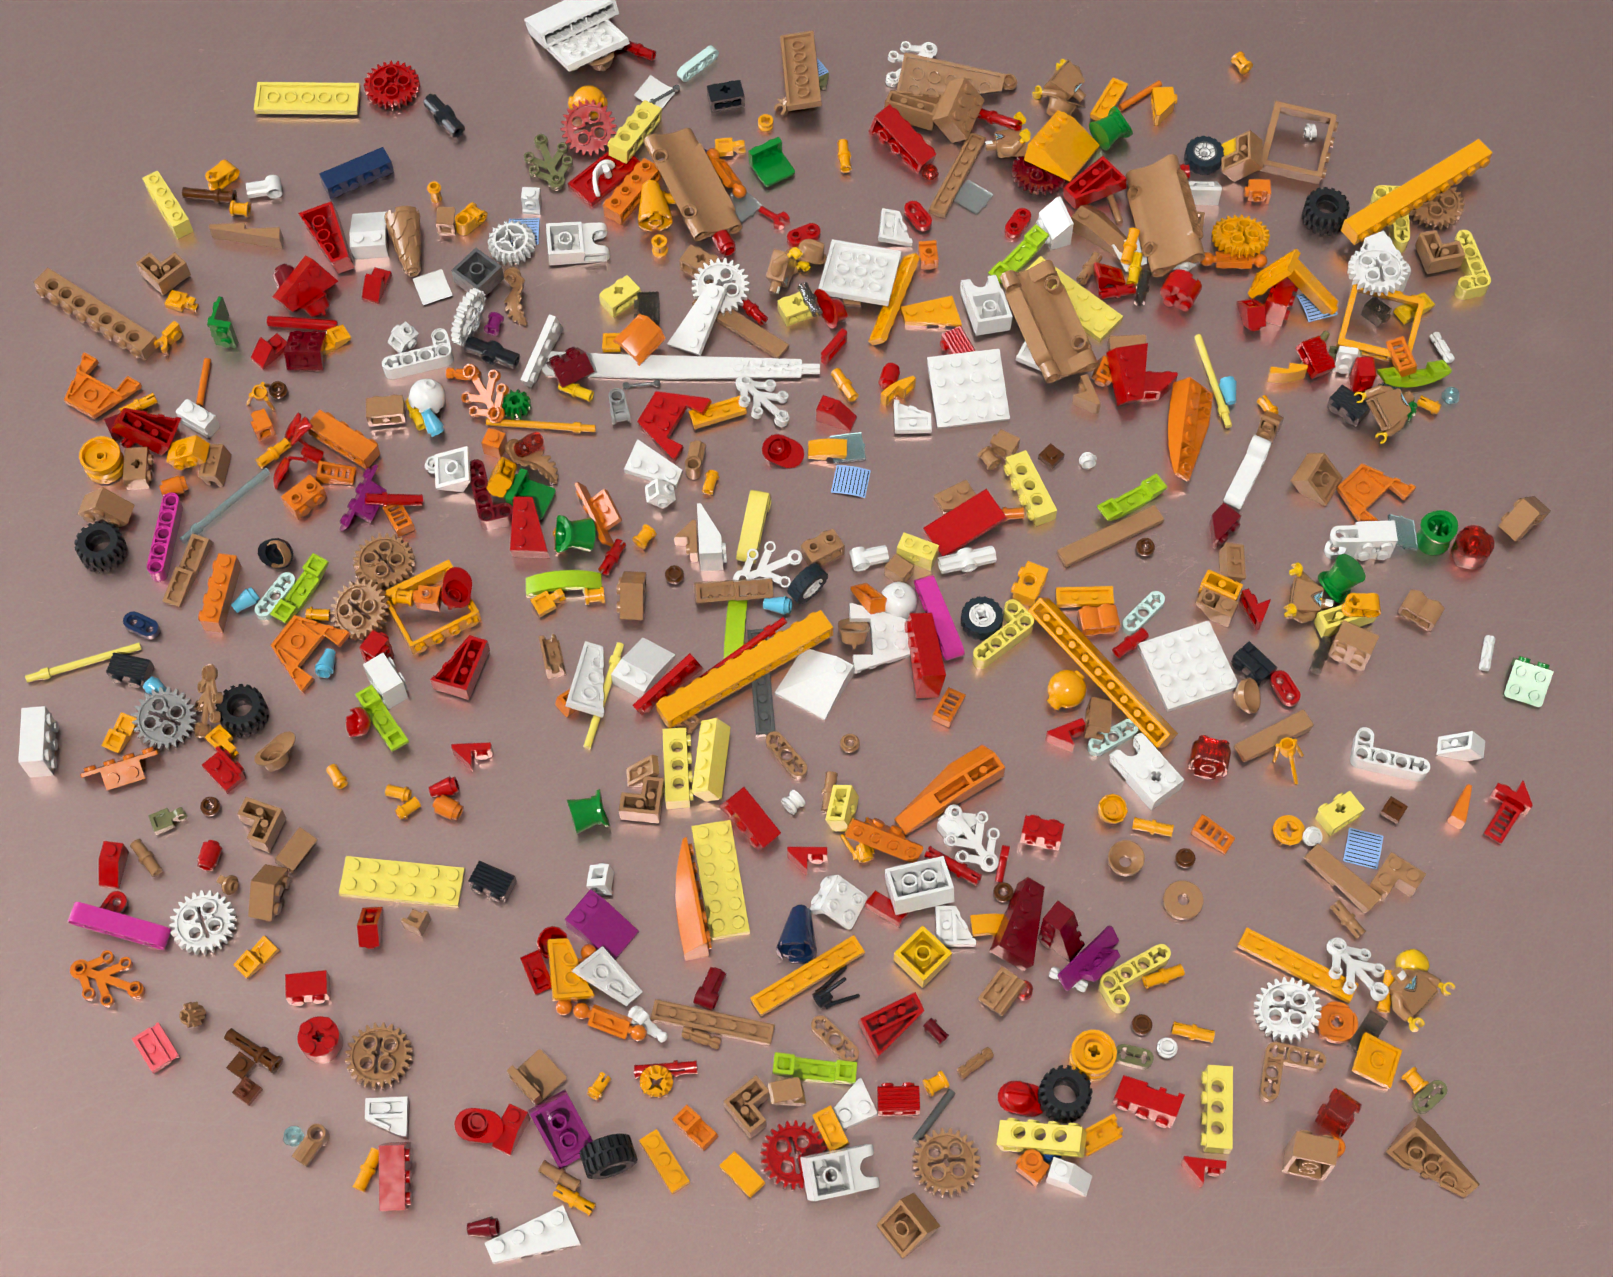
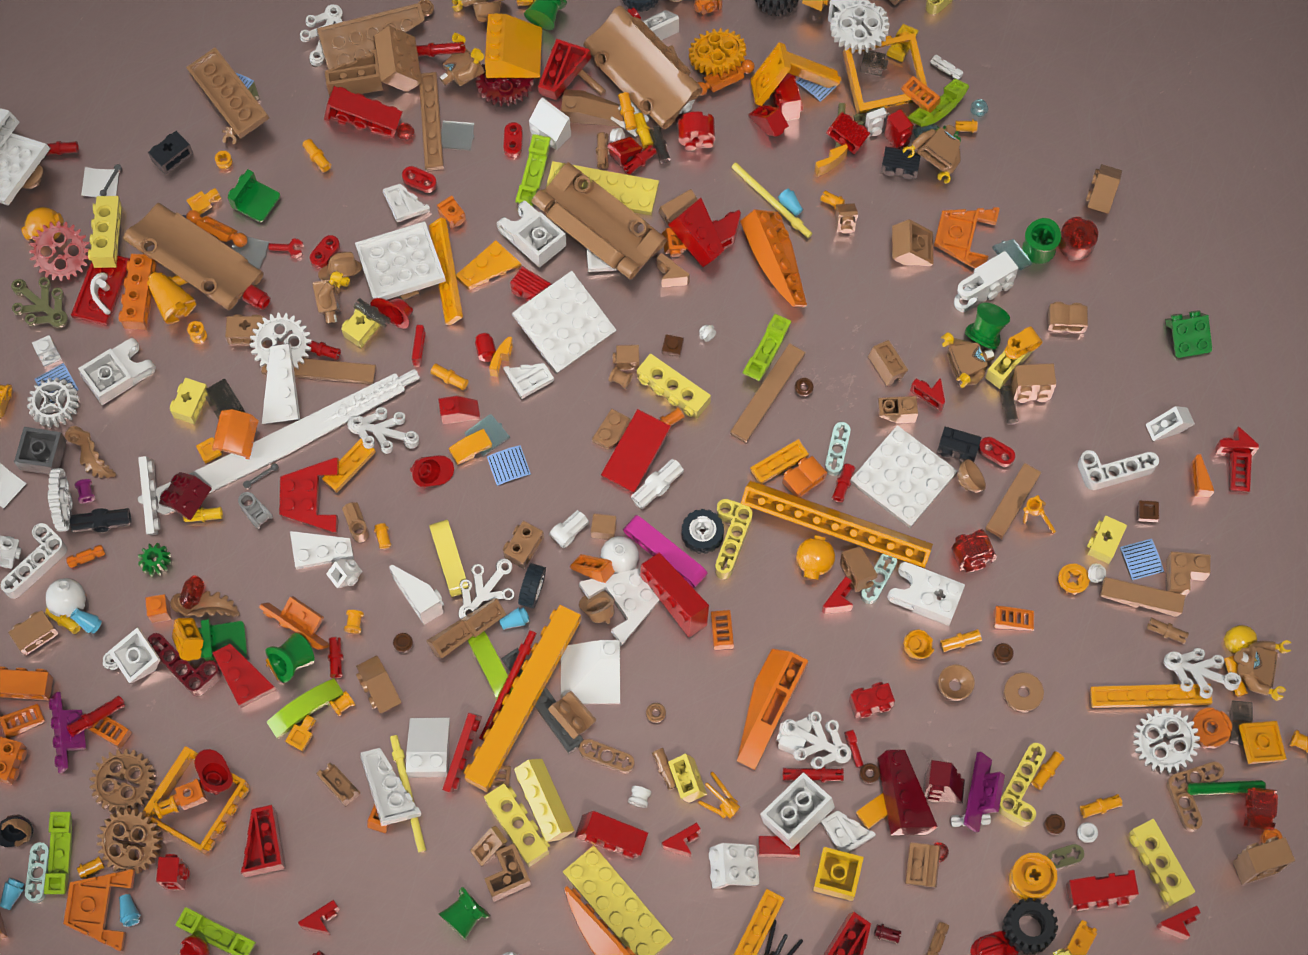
camera: 30 degrees left, 5 degrees up
(386, 680) = (198, 897): white brick -> none
(485, 395) = (122, 566): plant -> none
(576, 427) = (225, 550): light orange bar -> none
(688, 538) = (396, 599): medium nougat slope -> none
(697, 63) = (124, 133): light aqua beam -> none
(777, 705) = (572, 715): none -> medium nougat bracket
(798, 936) = (719, 918): dark blue cone -> none
(884, 838) = (740, 785): orange bracket -> none
(918, 551) = (610, 500): light yellow brick -> none
(1030, 573) = (725, 487): light orange brick -> none
(1110, 260) = (617, 134): none -> white plate
(1221, 585) = (891, 388): light orange brick -> none
(1222, 523) = (857, 328): dark red slope -> none
(1247, 472) = (852, 270): white beam -> none
(1313, 1077) = (1223, 787): none -> green axle
(1487, 653) = (1142, 327): white axle -> none

